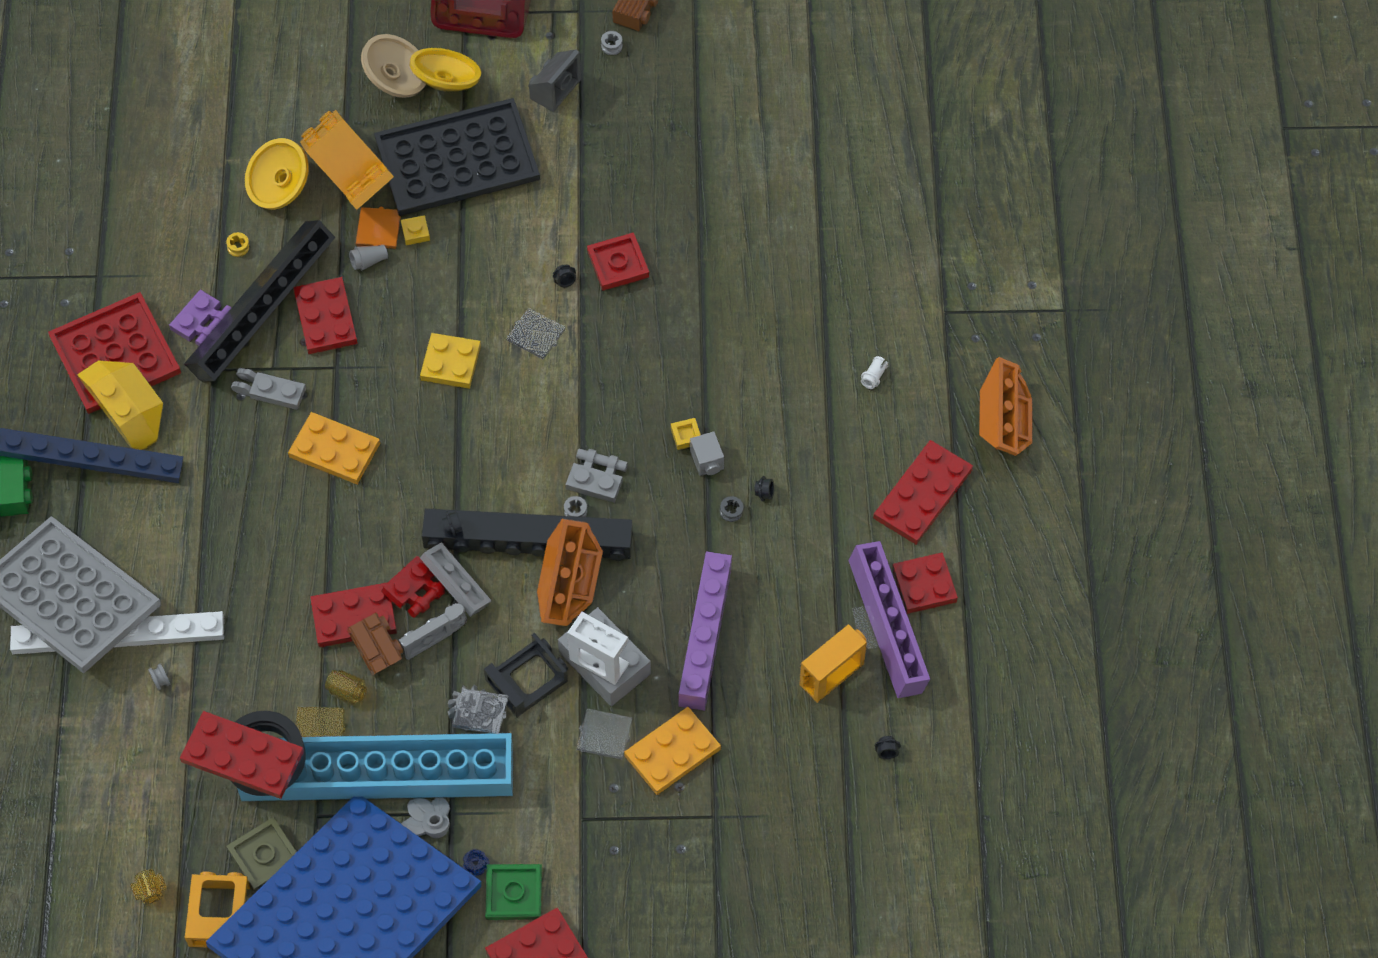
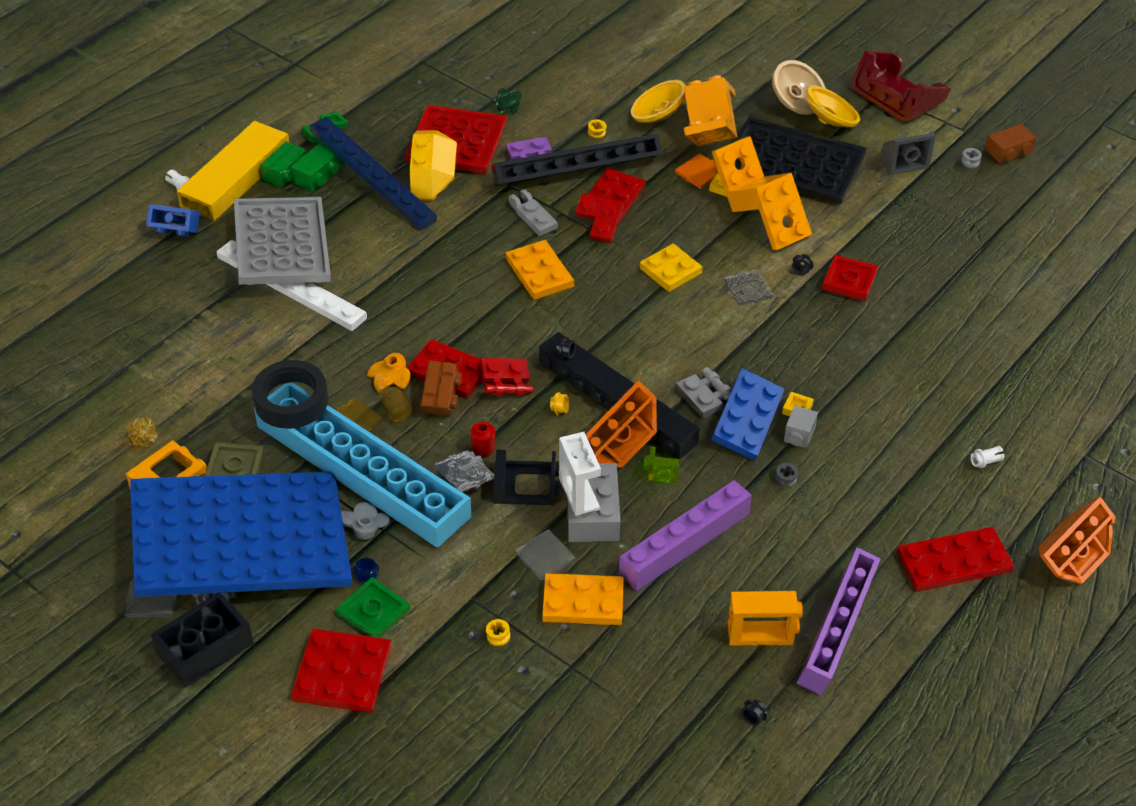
camera: 40 degrees right, 15 degrees down
(121, 270) = (508, 100): none -> clear green piece
(159, 677) = (285, 322): light grey bush -> none
(242, 754) = (271, 380): red plate -> none
(306, 662) = (387, 373): none -> light orange plate
(343, 343) = (604, 212): none -> red plate
(366, 256) = (672, 178): light grey cone -> none
(433, 631) = (489, 410): light grey hinge -> none
(455, 579) = (536, 388): light grey plate -> none
(457, 665) = (483, 439): none -> red brick
(471, 223) = (772, 195): none -> light orange bracket
(485, 579) = (559, 403): none -> yellow plate
(575, 501) = (670, 397): light grey bush -> none
(630, 582) = (661, 468): none -> clear neon green bracket
(638, 826) = (502, 638): none -> yellow bush
(653, 472) = (747, 414): none -> blue plate
(764, 488) = (825, 476): black plate -> none
(924, 583) = (897, 620): red plate -> none

